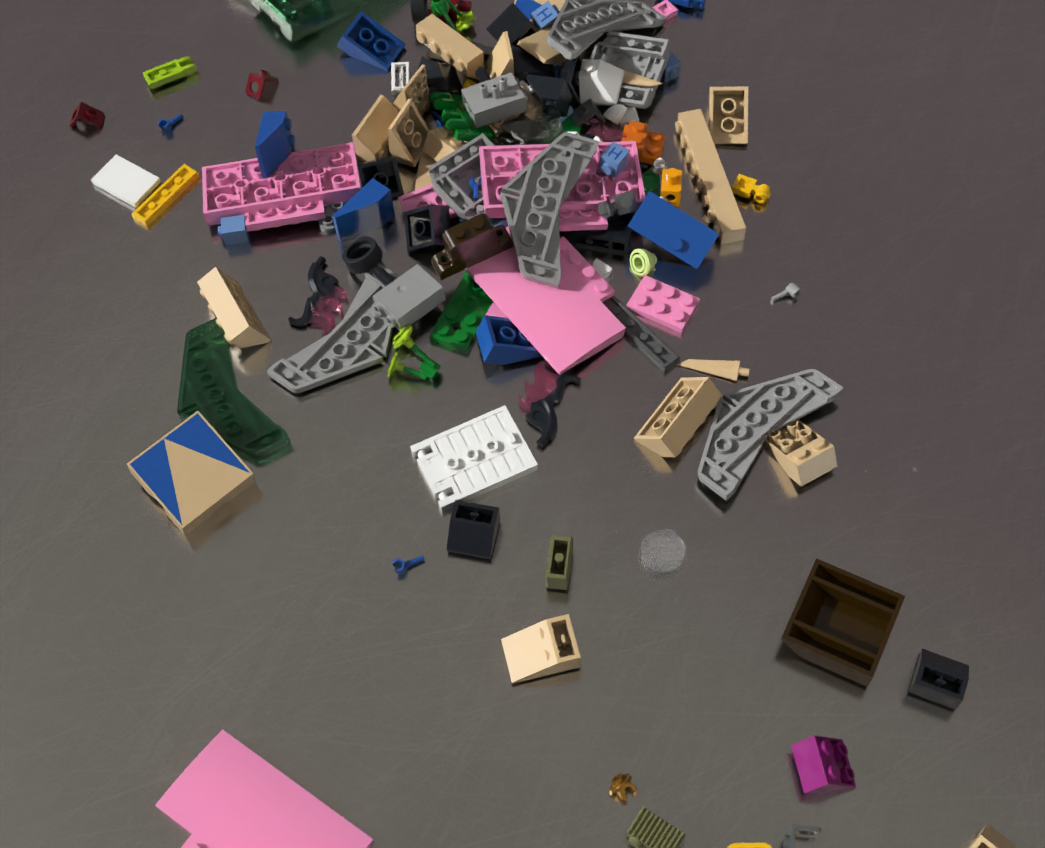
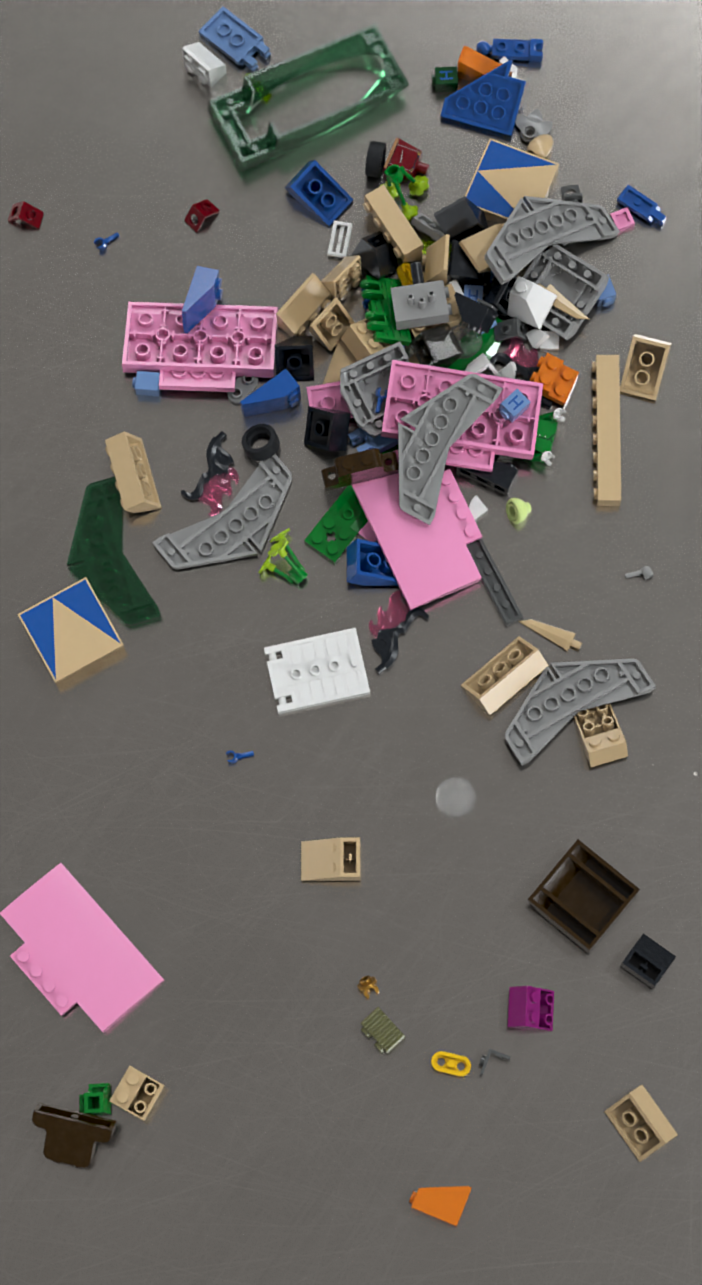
camera: 15 degrees right, 15 degrees up
(126, 181) = (54, 300): white tile -> none
(165, 195) = (89, 325): yellow tile -> none
(169, 72) = (113, 179): lime hinge -> none
(407, 297) = (291, 499): light grey piece -> none
(473, 529) = (300, 740): black slope -> none
(545, 15) = (495, 213): medium blue brick -> none
(559, 562) = (365, 788): olive brick -> none
(622, 203) = (511, 453): dark grey plate -> none
(663, 304) = (524, 557): bright pink plate -> none
(671, 184) = (564, 440): light orange torso -> none
(673, 230) = (550, 490): blue brick -> none
(745, 186) = (637, 450): yellow plate -> none

